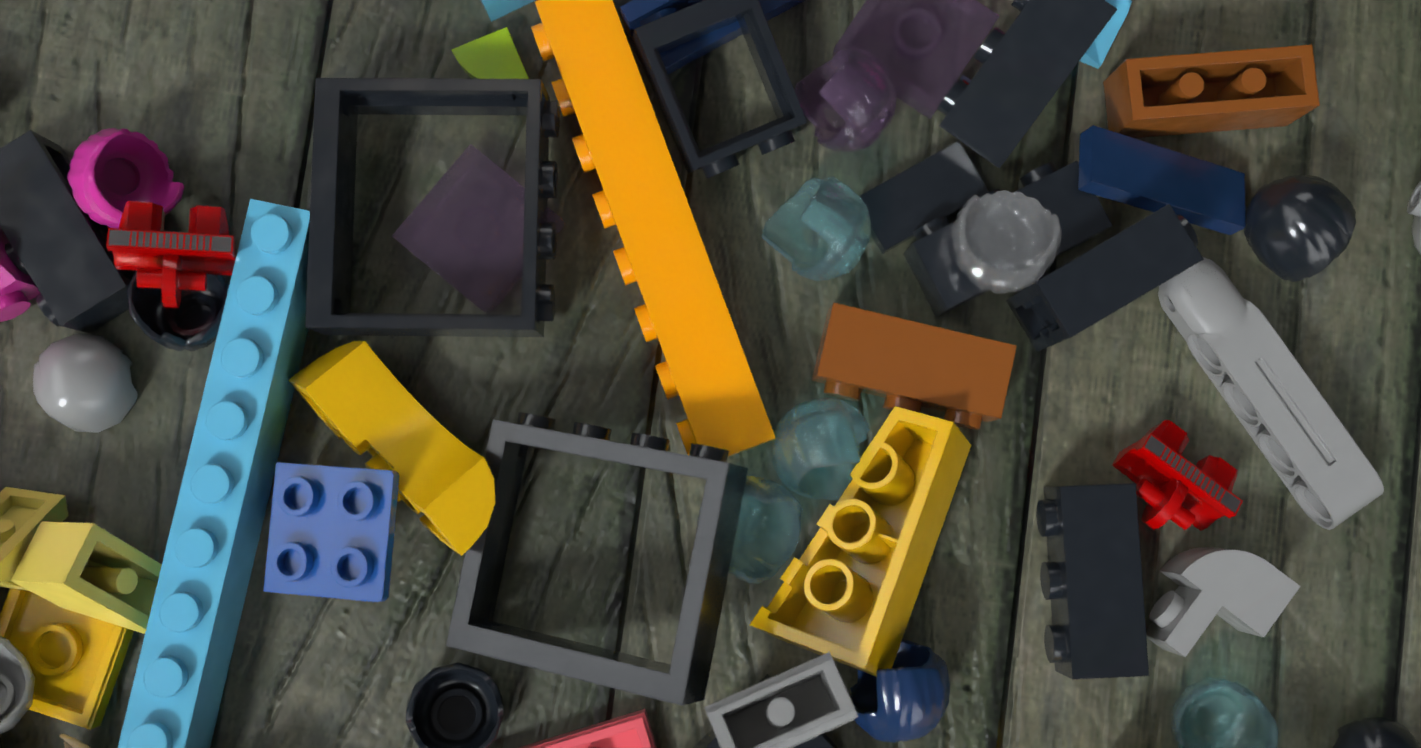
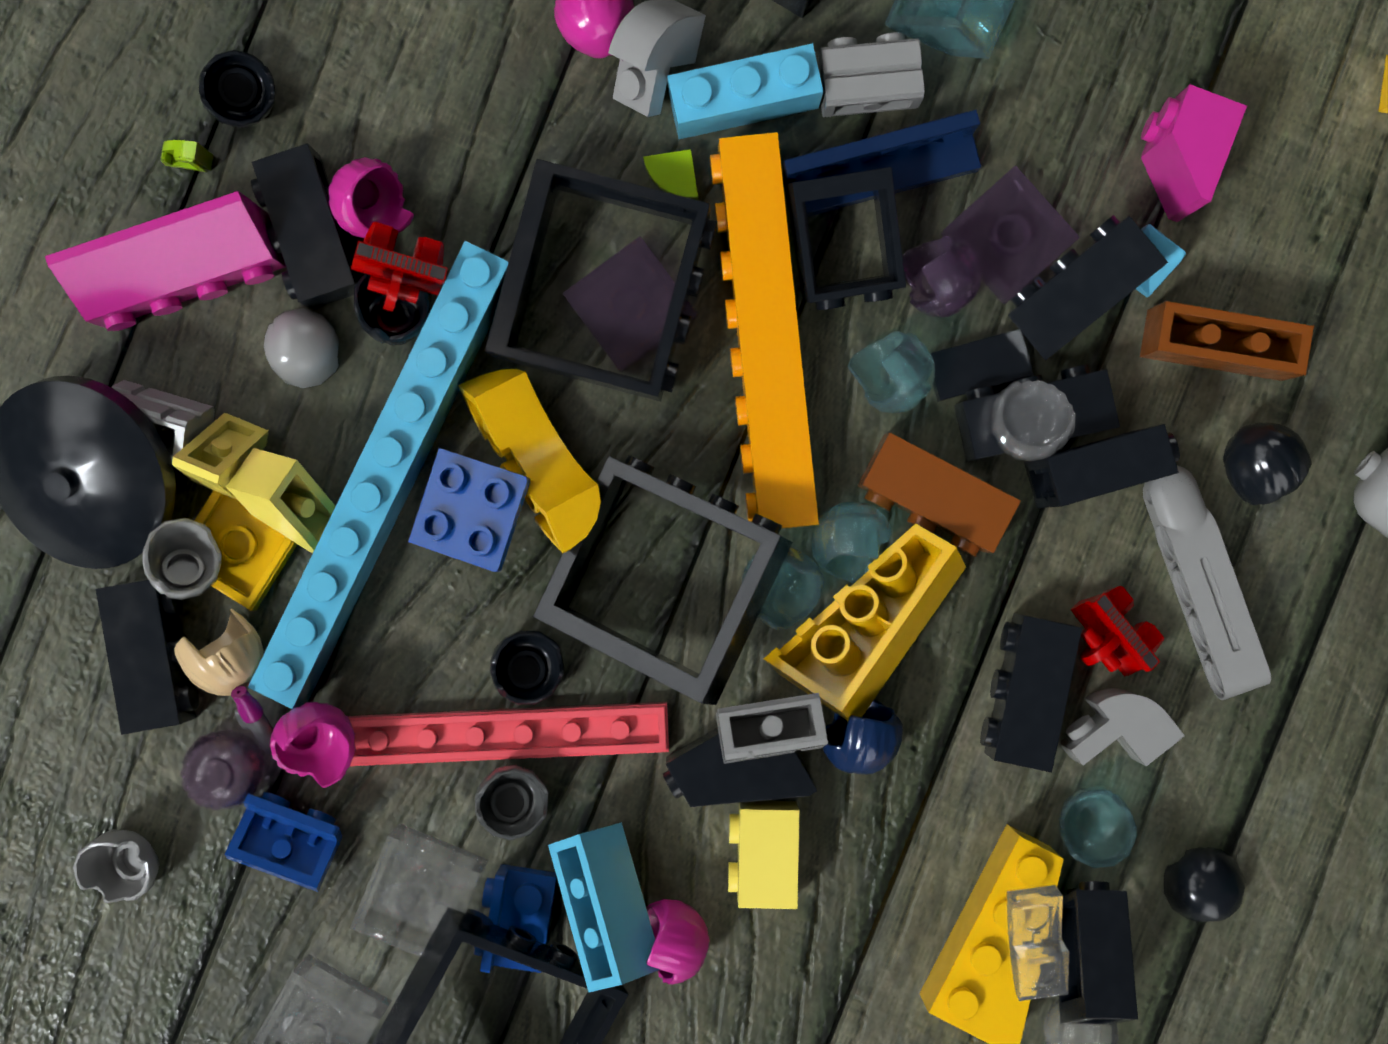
camera: 20 degrees right, 5 degrees up
(1156, 176) = (1169, 401): dark blue tile -> none

